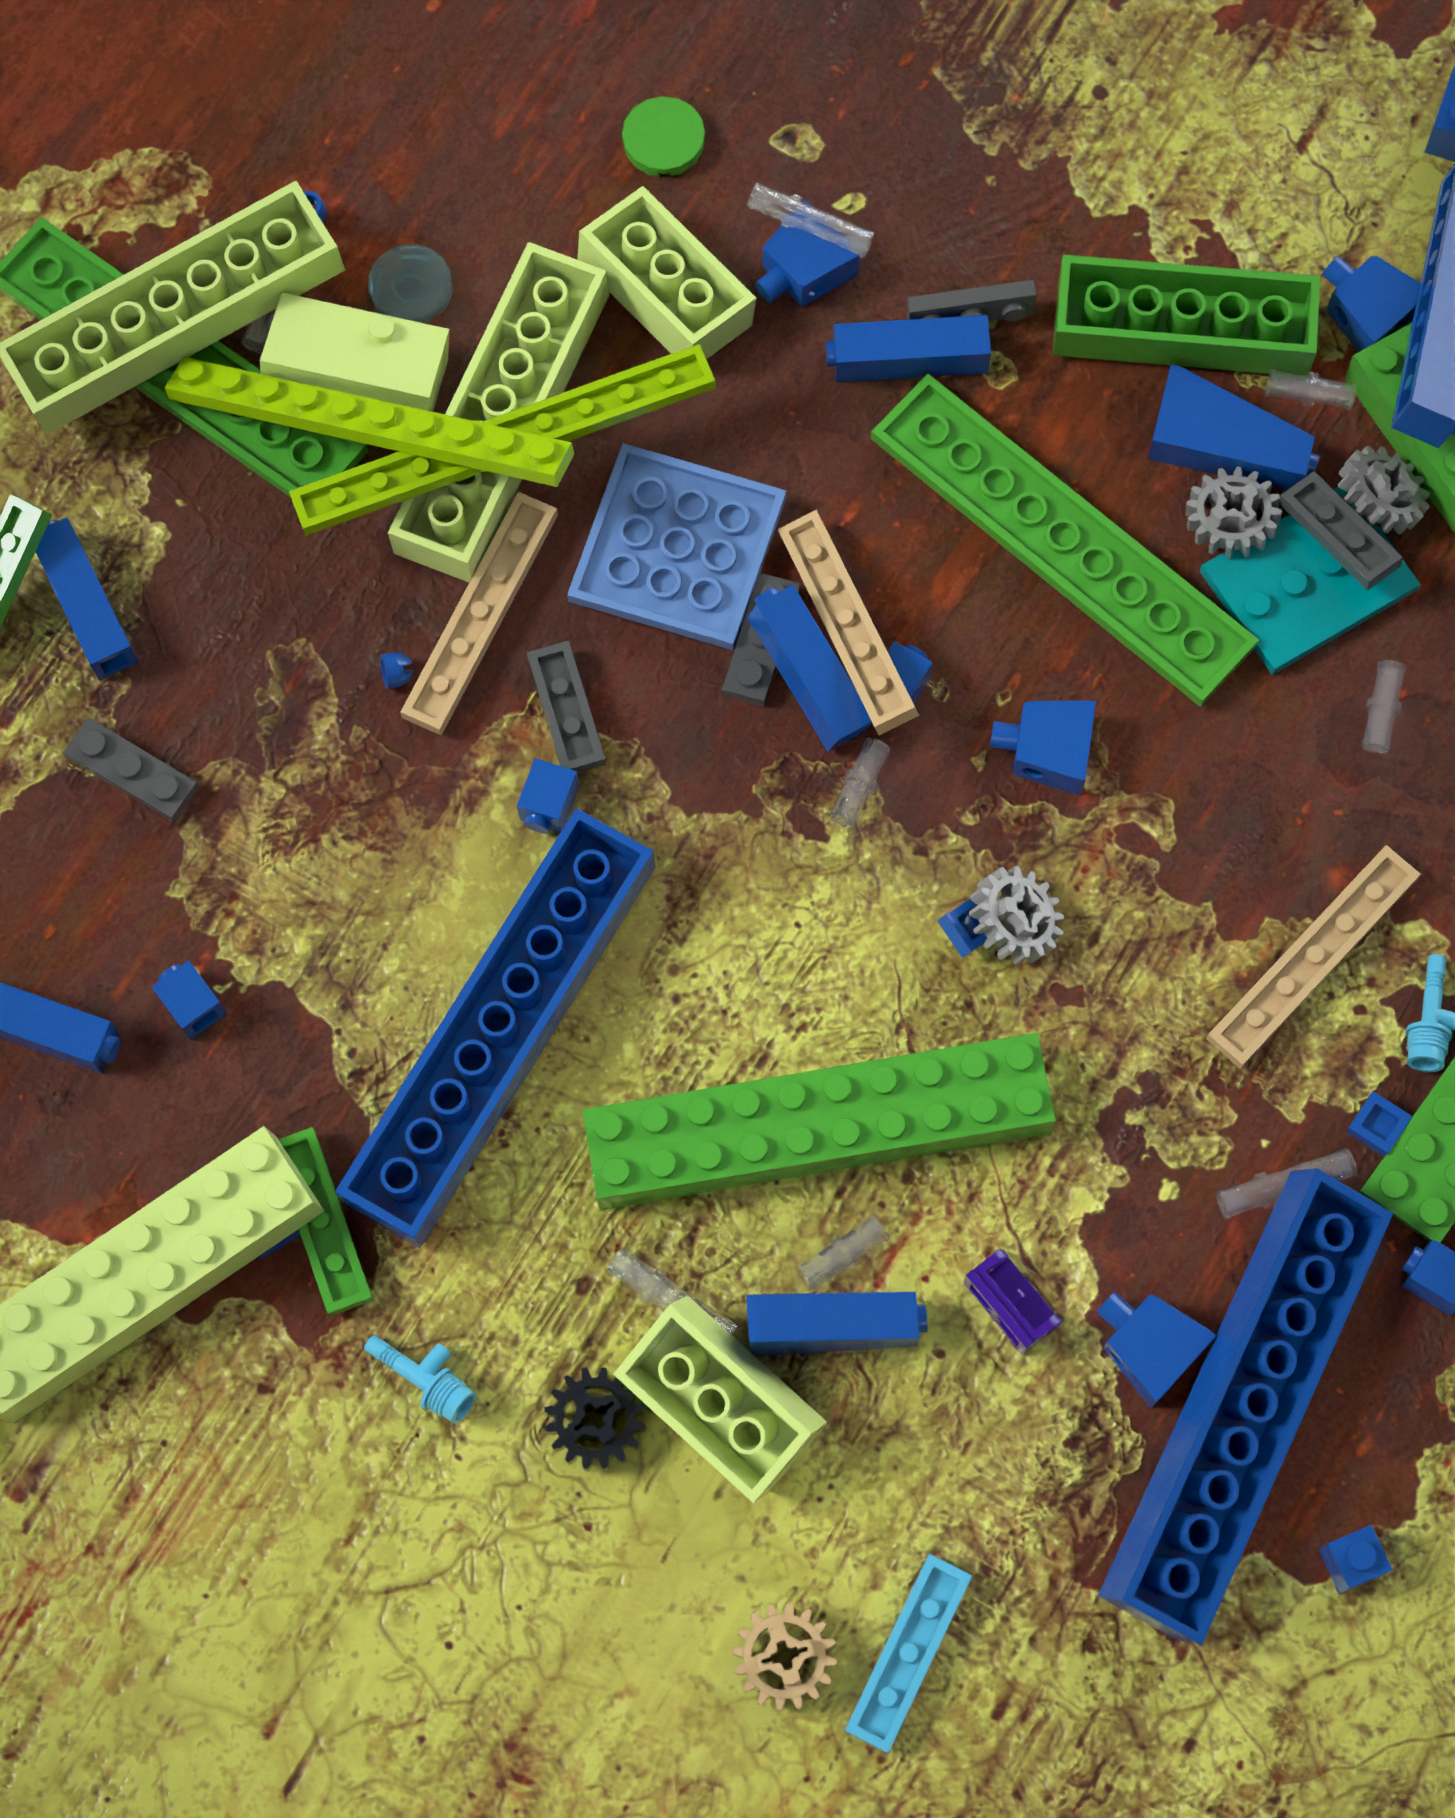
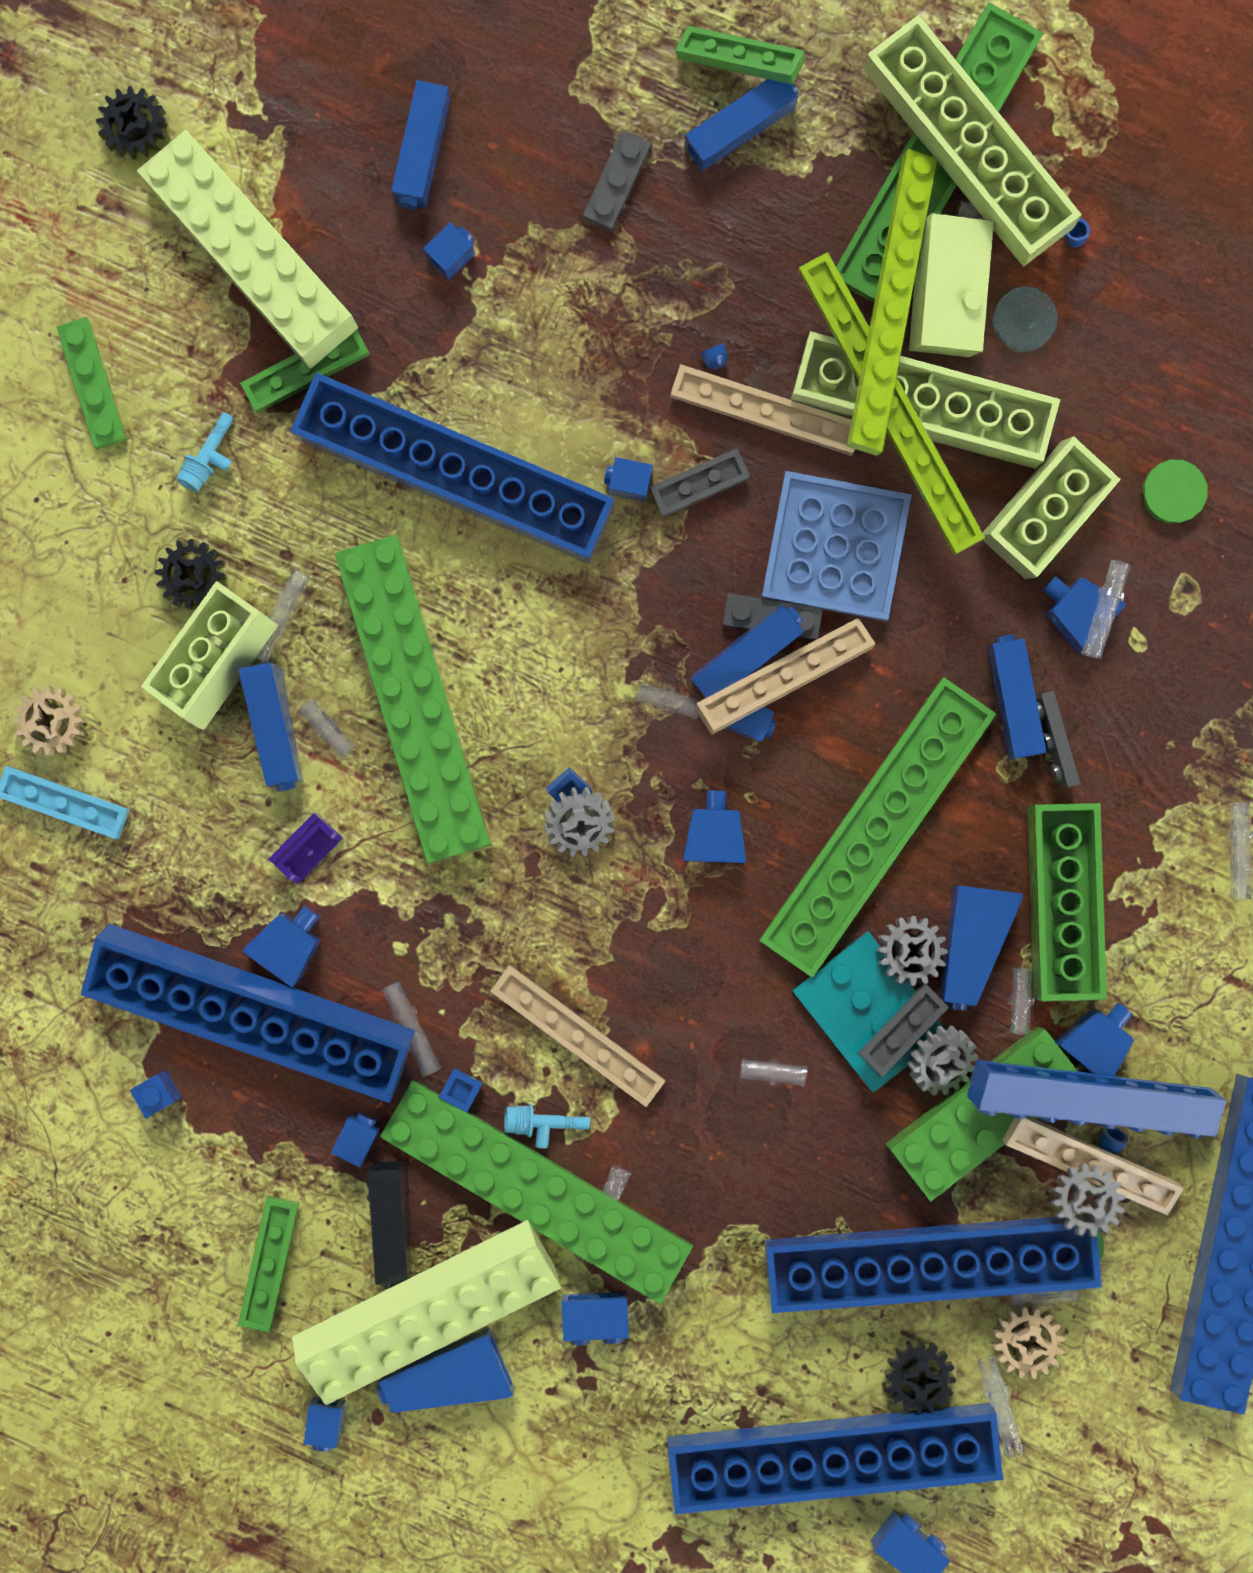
camera: 75 degrees right, 15 degrees up
(289, 1537) = (91, 383): none -> bright green plate
(1137, 111) = (1240, 844): none -> clear pin

